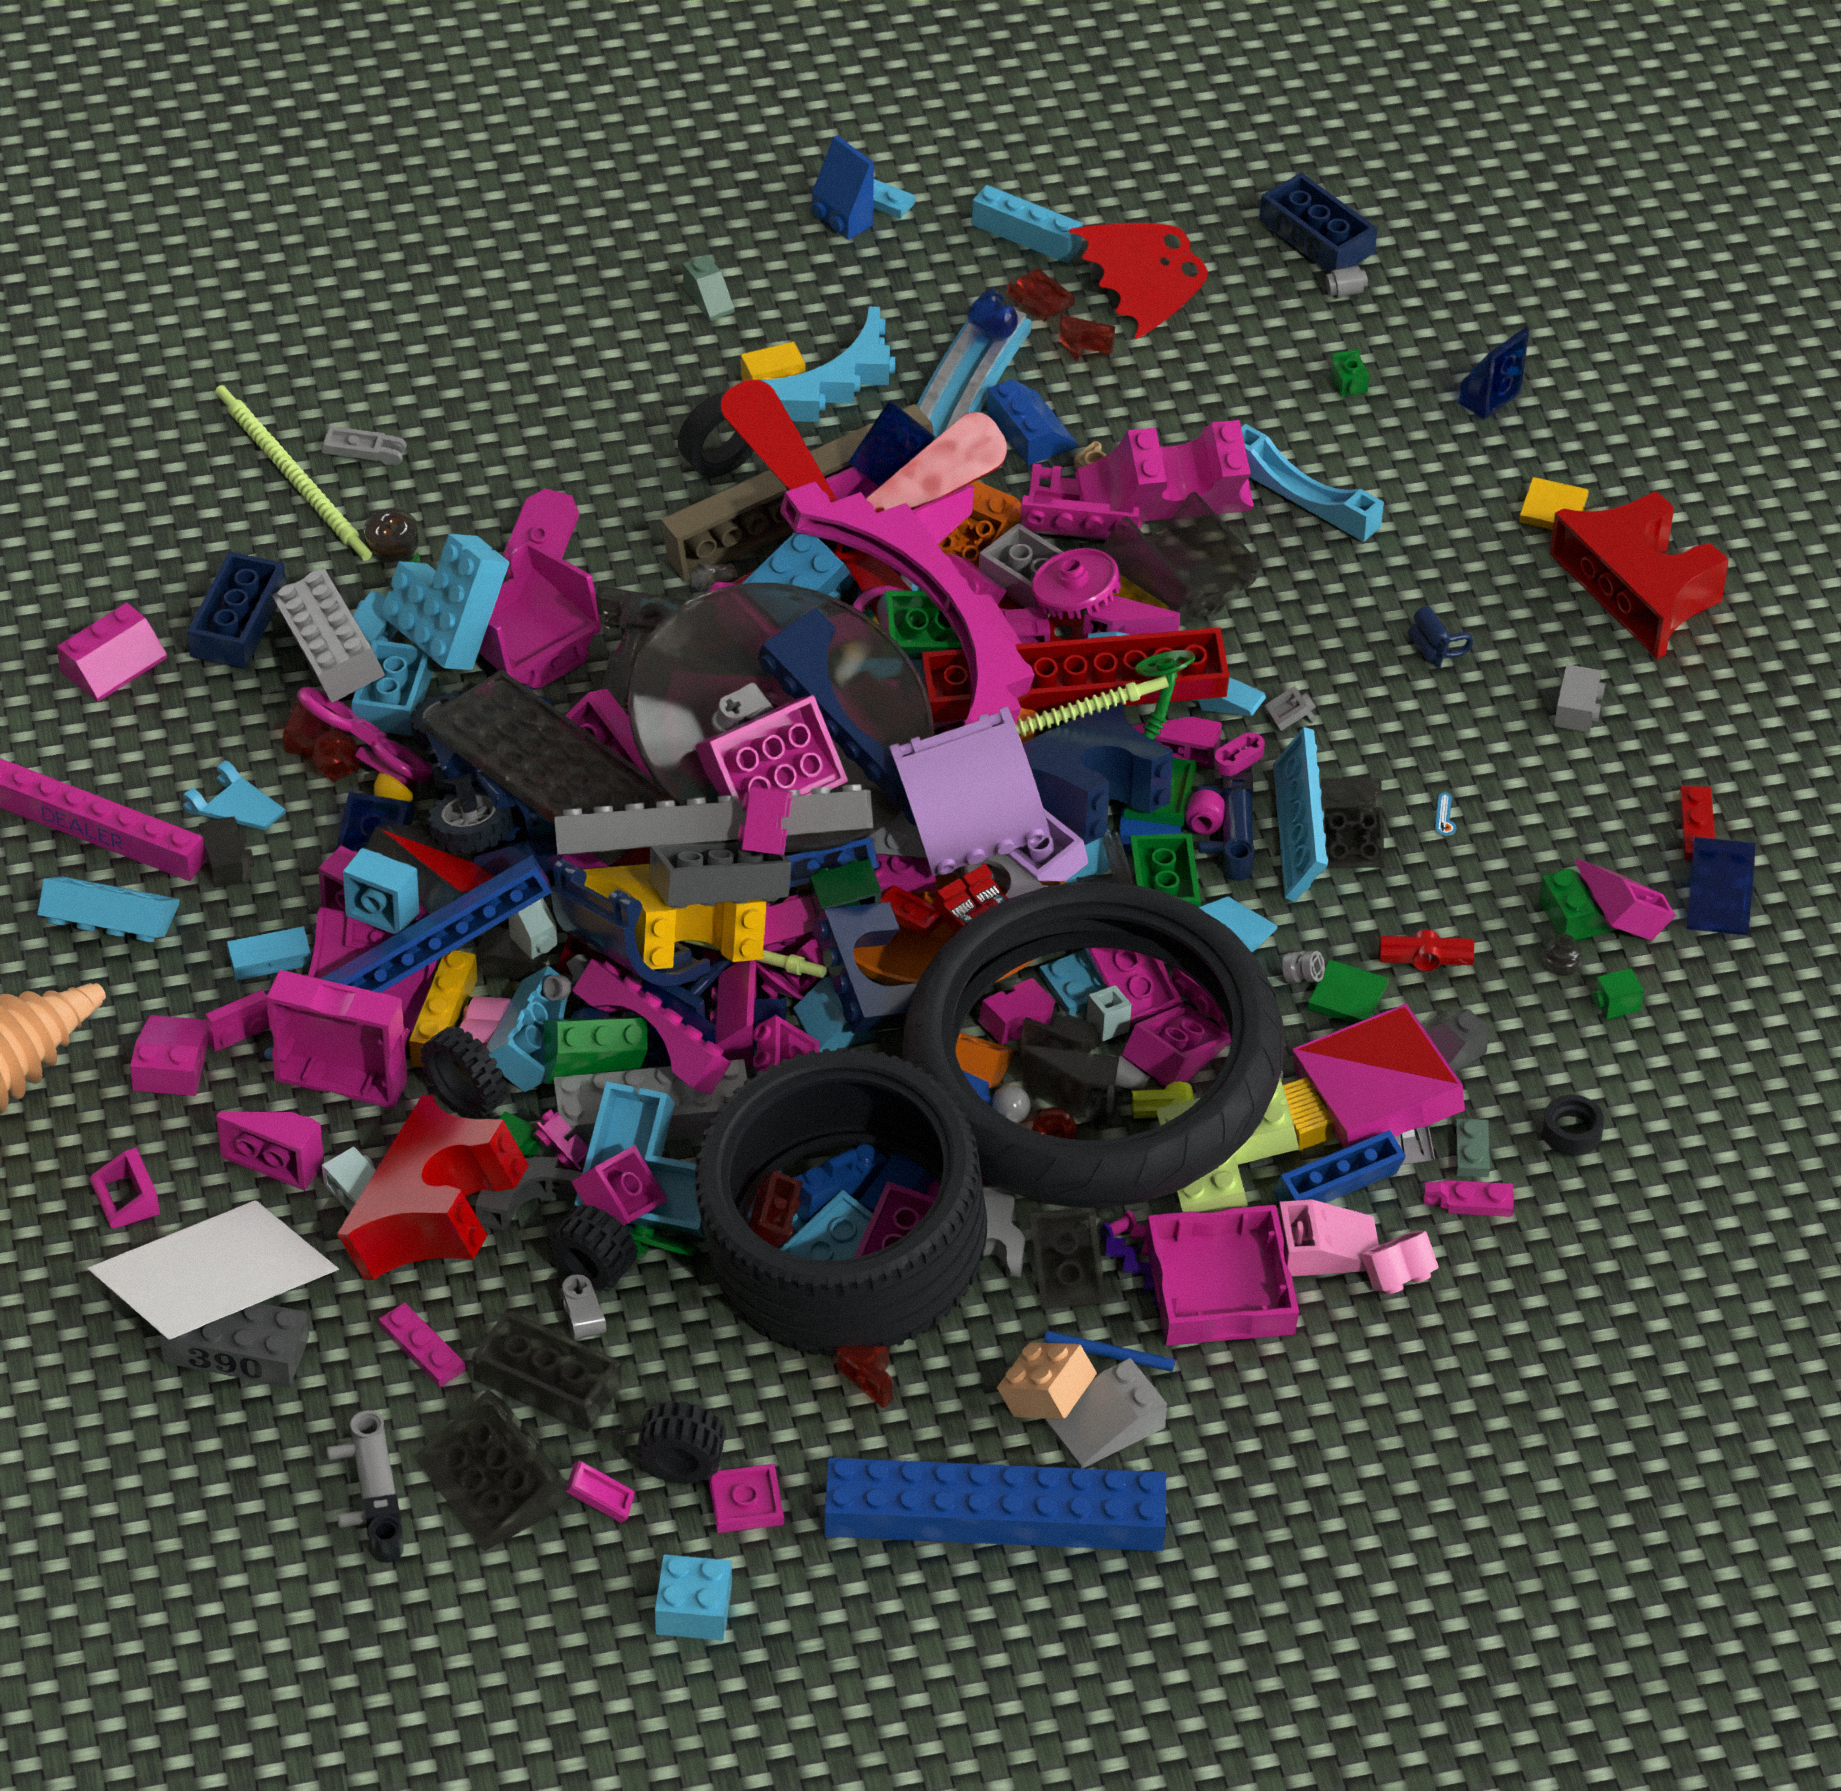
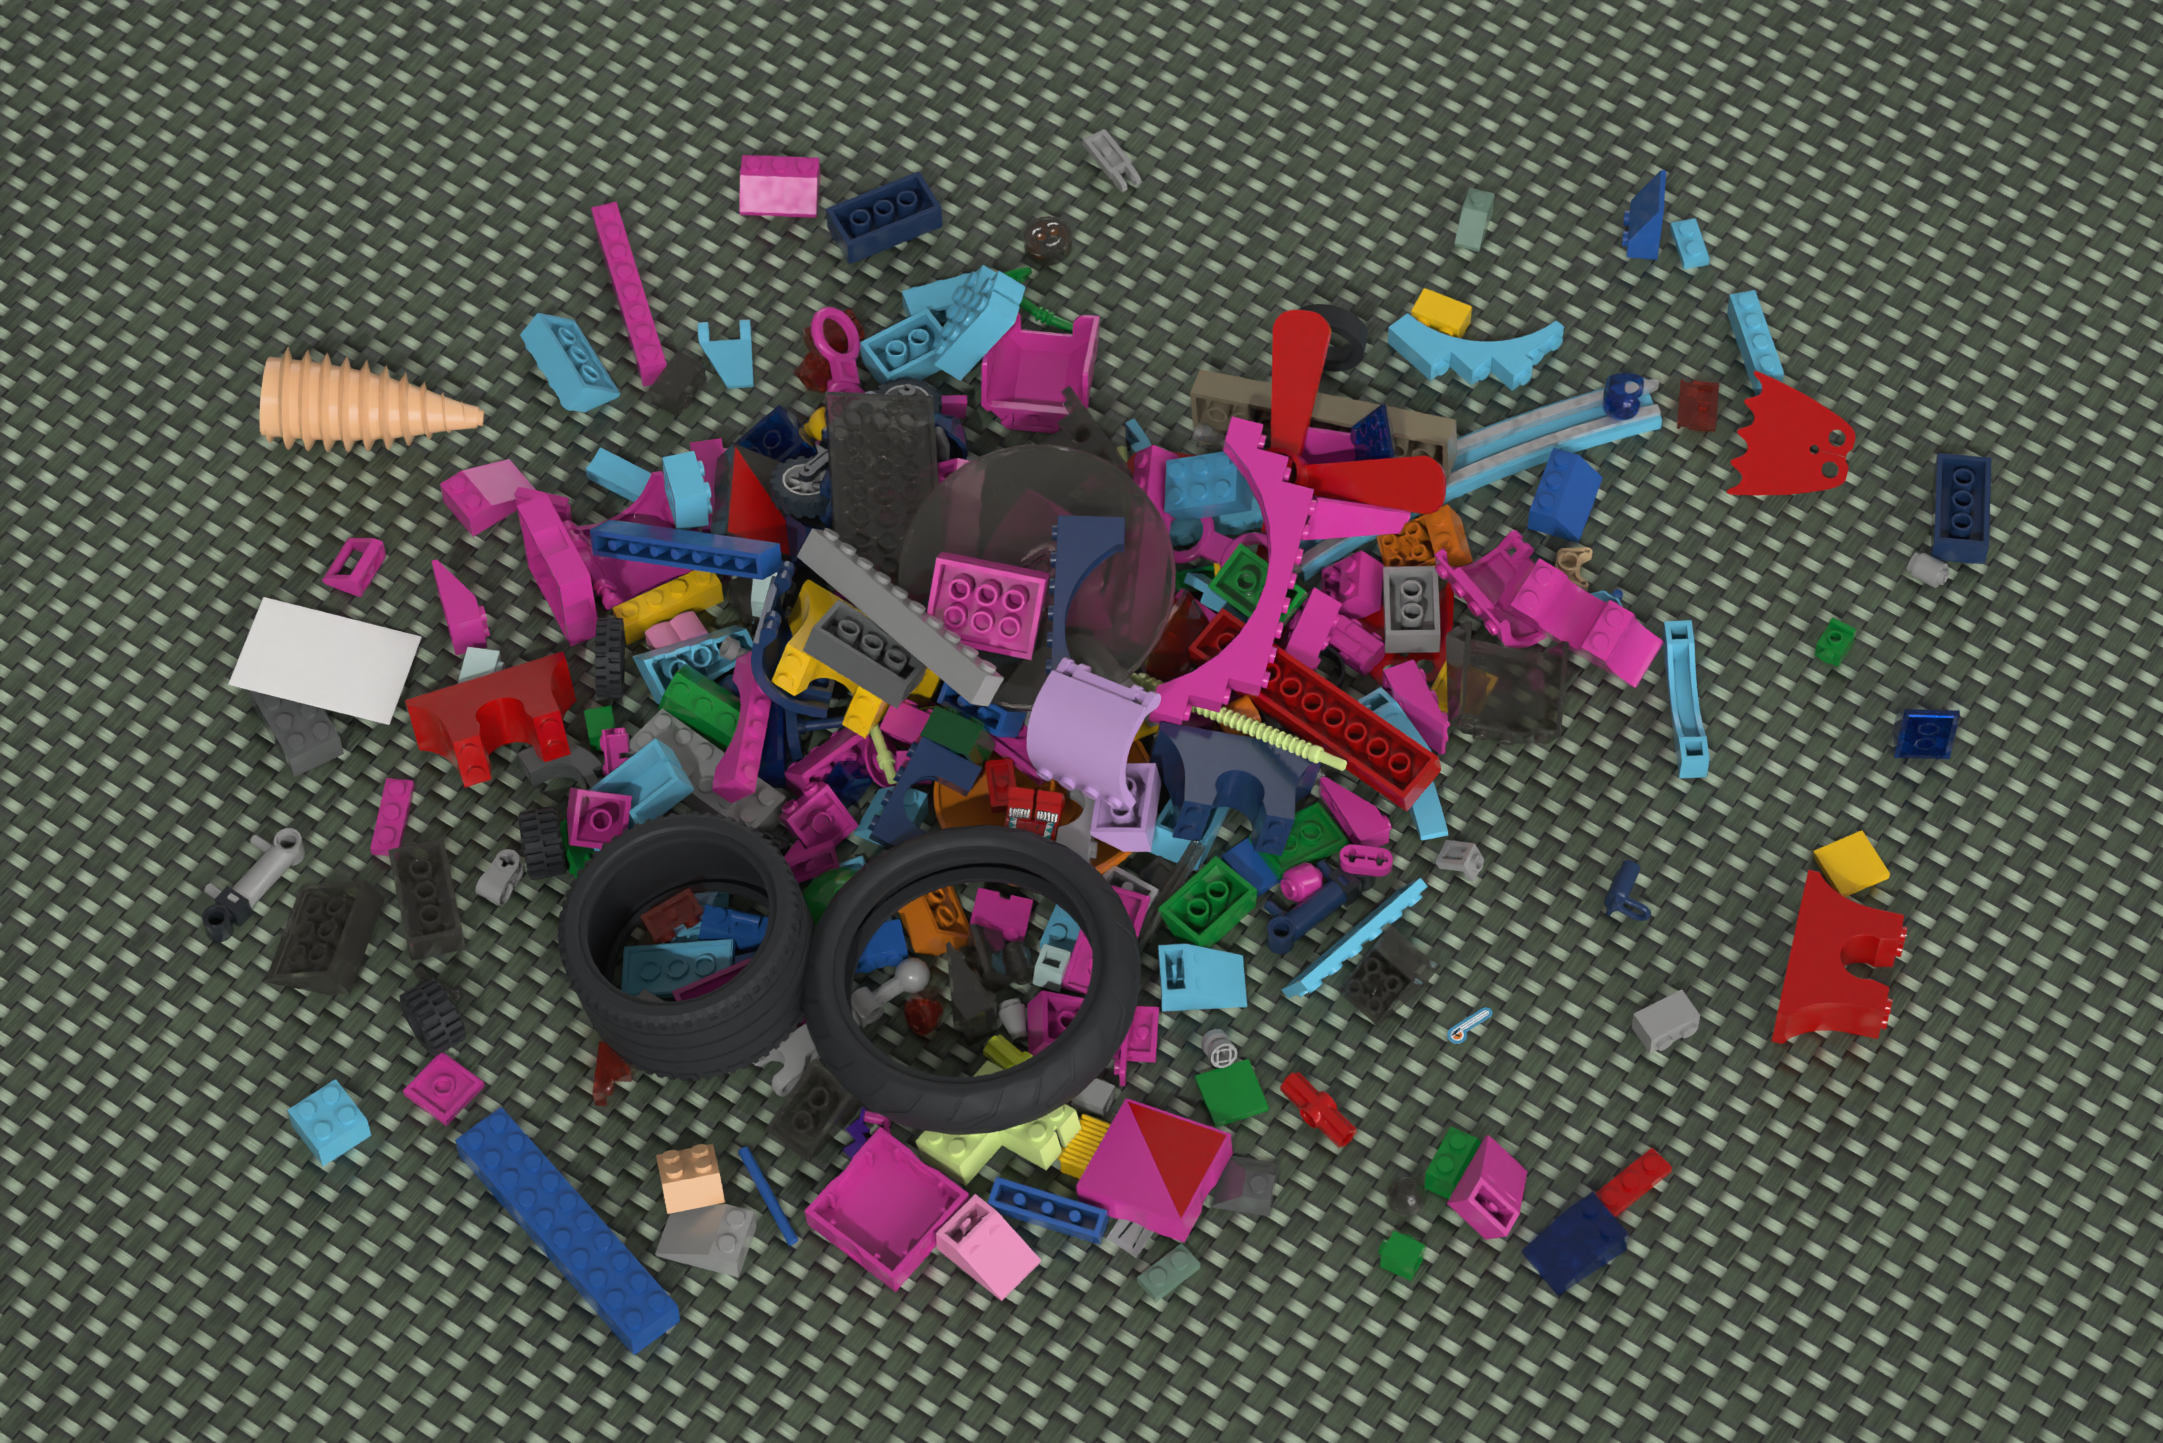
camera: 50 degrees right, 10 degrees up
(293, 472) = (1046, 144): yellowish green hose -> none
(328, 635) = (899, 282): light grey brick -> none
(546, 521) = (1136, 318): dark pink shield -> none
(600, 1491) = (361, 1005): dark pink tile -> none
(740, 707) = (1005, 549): light grey piece -> none
(764, 820) = (911, 642): dark pink brick -> none
(1076, 582) = (1403, 642): dark pink wheel -> none
(1083, 334) = (1683, 460): clear red slope -> none
(1163, 665) = (1358, 758): green dish -> none
(1400, 1261) = (1008, 1305): bright pink brick -> none
(1471, 1197) = (1122, 1306): dark pink hinge -> none
(1571, 1143) = (1249, 1297): black tyre -> none

